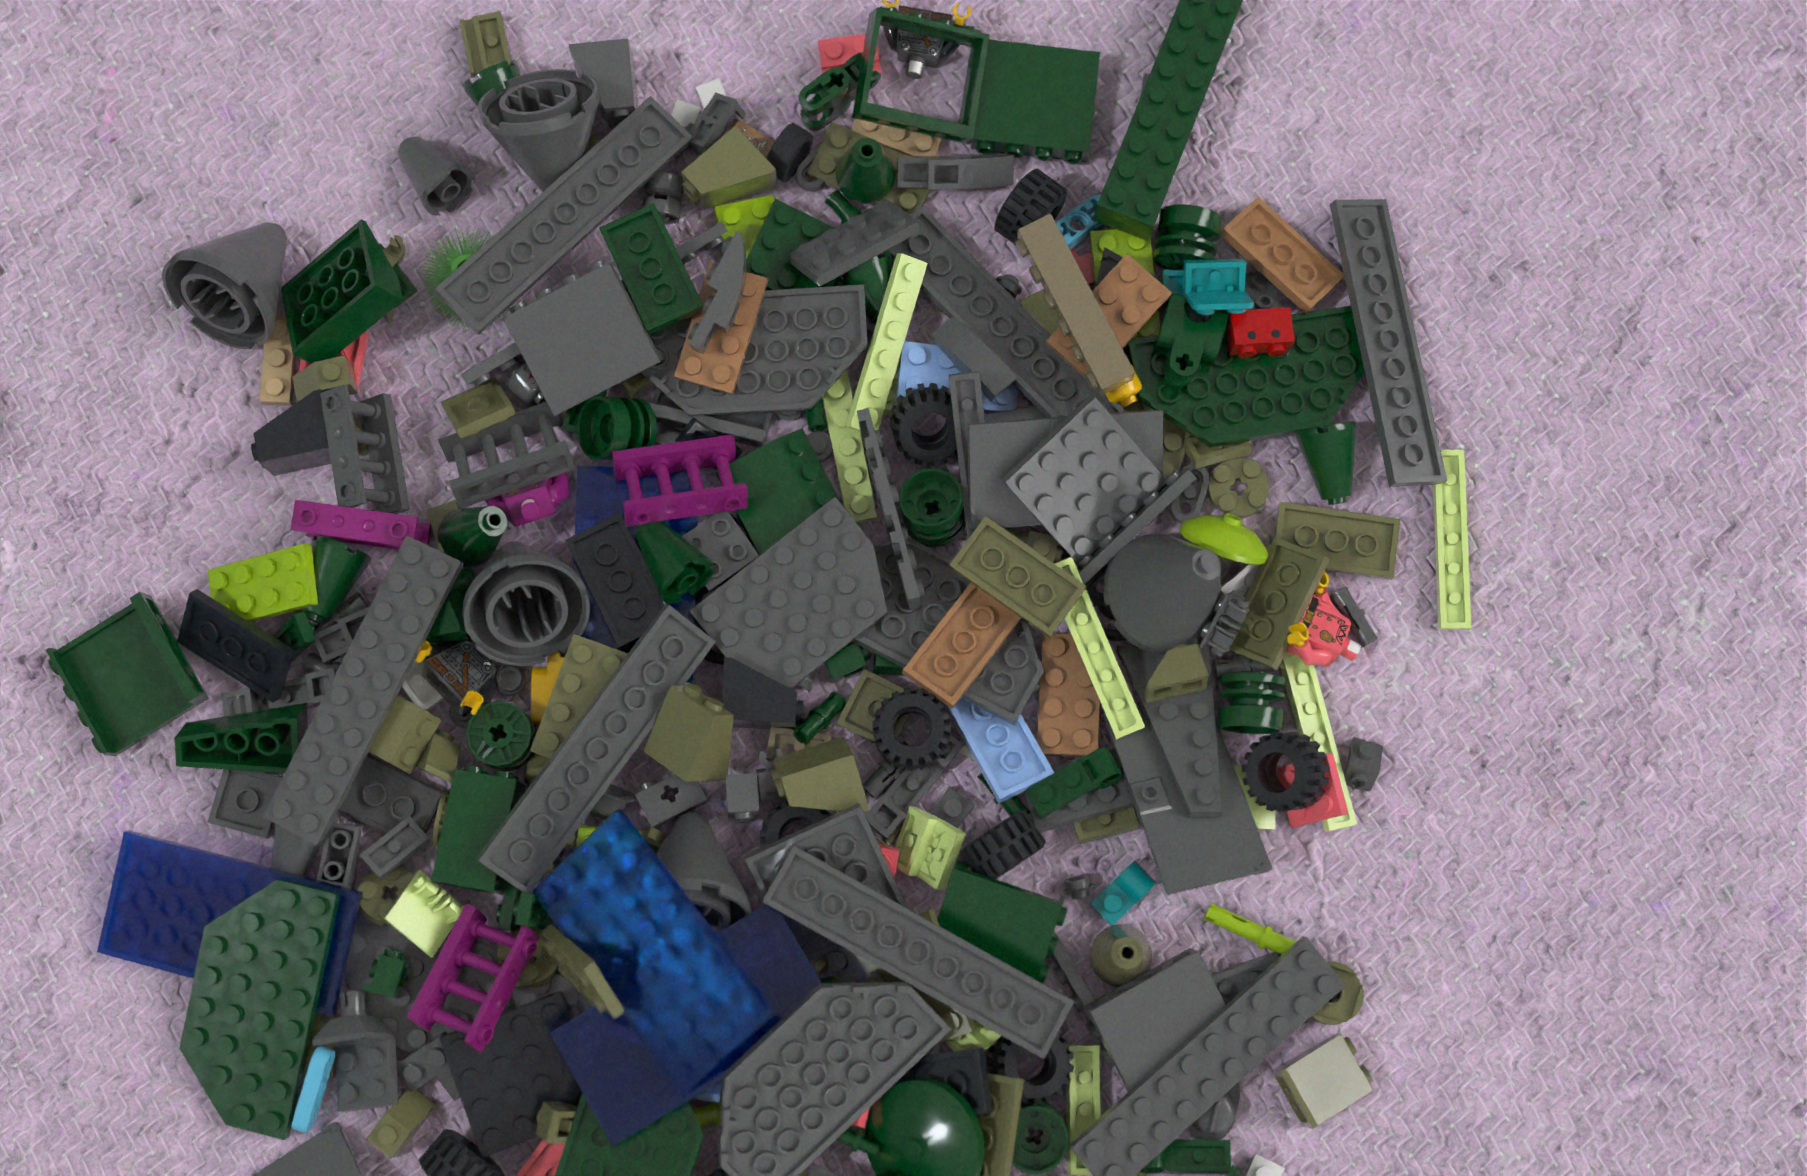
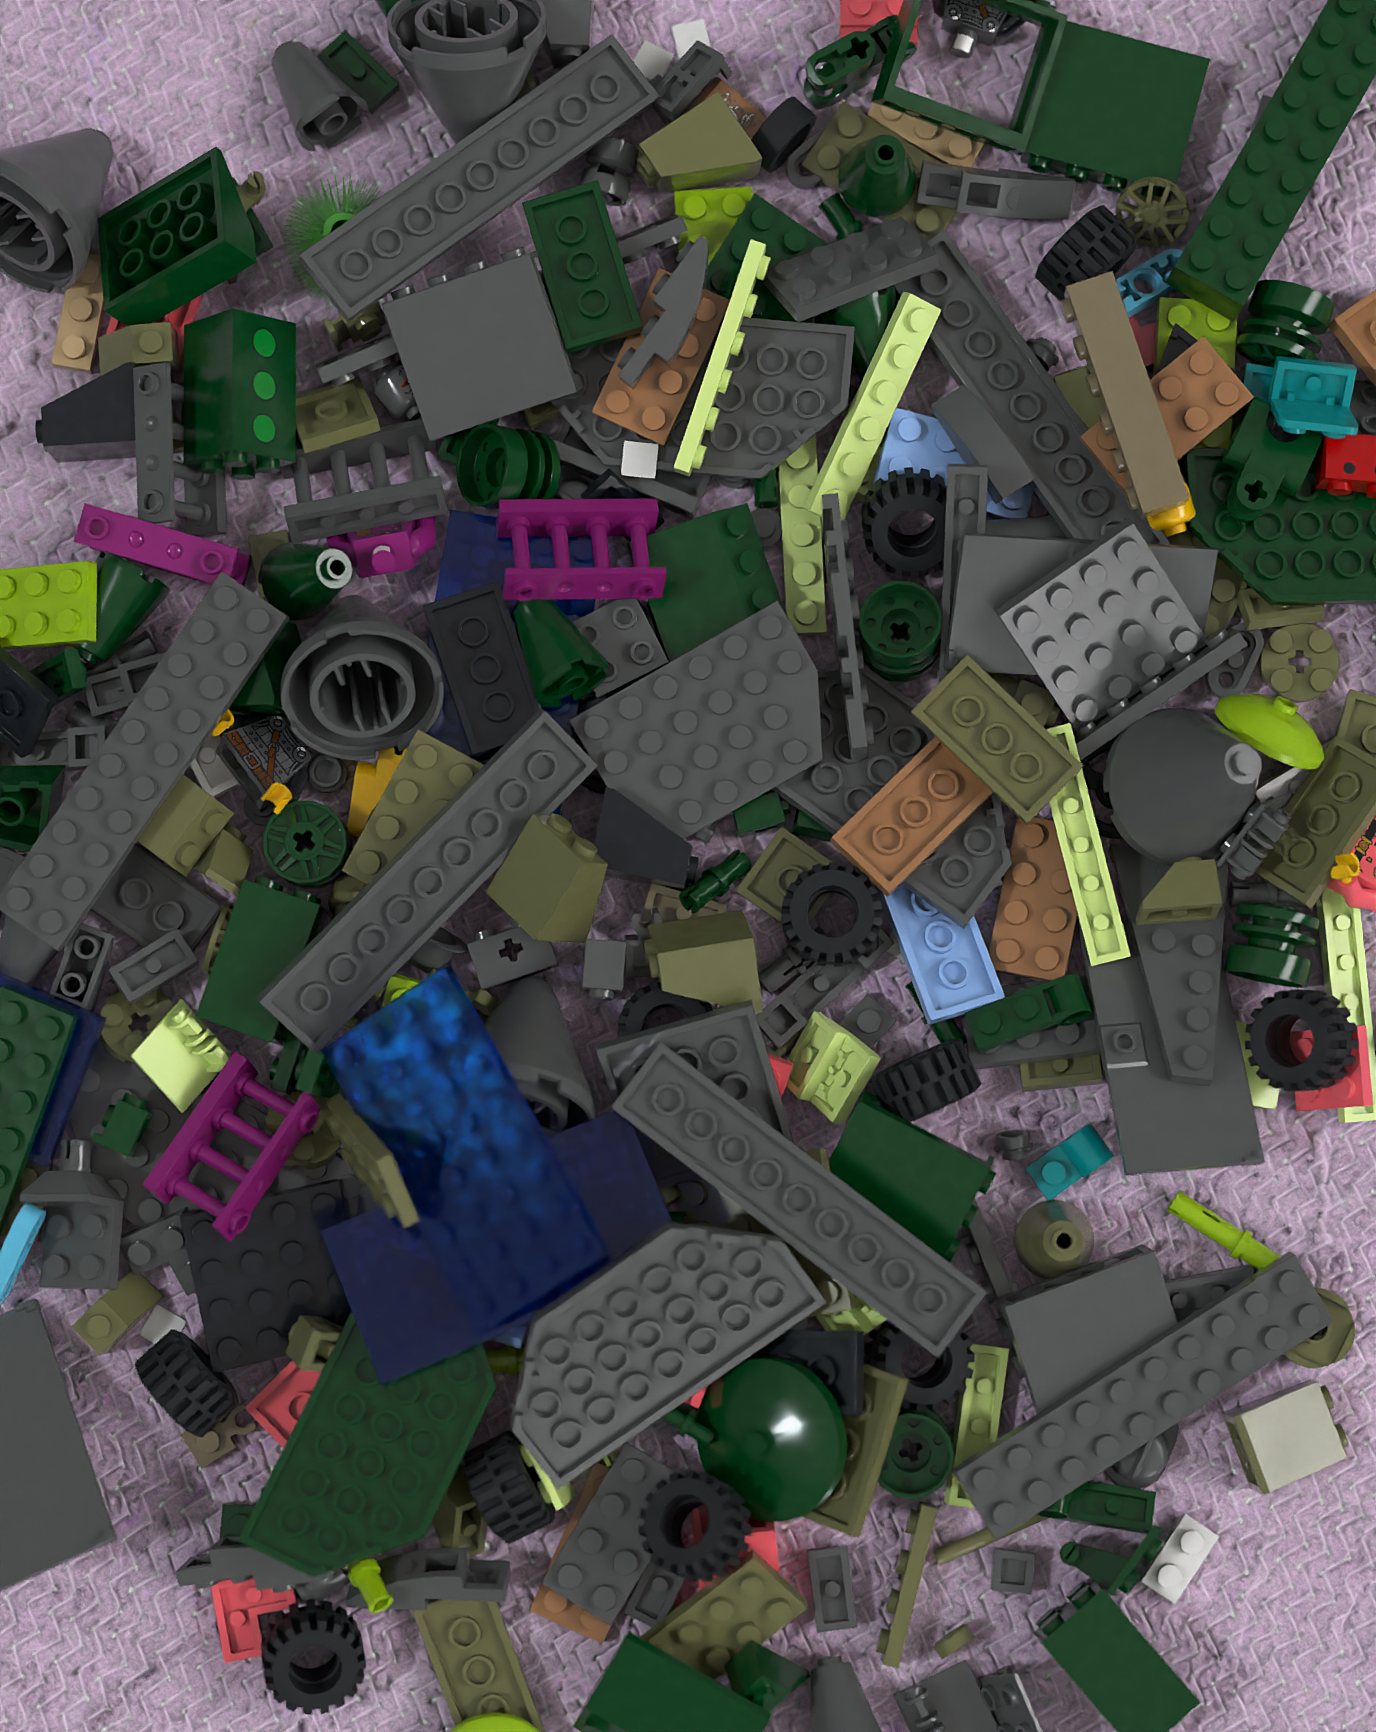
camera: 10 degrees right, 5 degrees up
(404, 402) = (239, 394): none -> dark green brick
(436, 1125) = (160, 1323): none -> white sticker
(466, 151) = (359, 70): none -> dark green plate
(491, 339) = (362, 327): none -> olive plate
(715, 407) = (639, 459): none -> white sticker
(769, 310) = (727, 343): none -> yellowish green plate
(1076, 169) = (1153, 211): none -> olive wheel

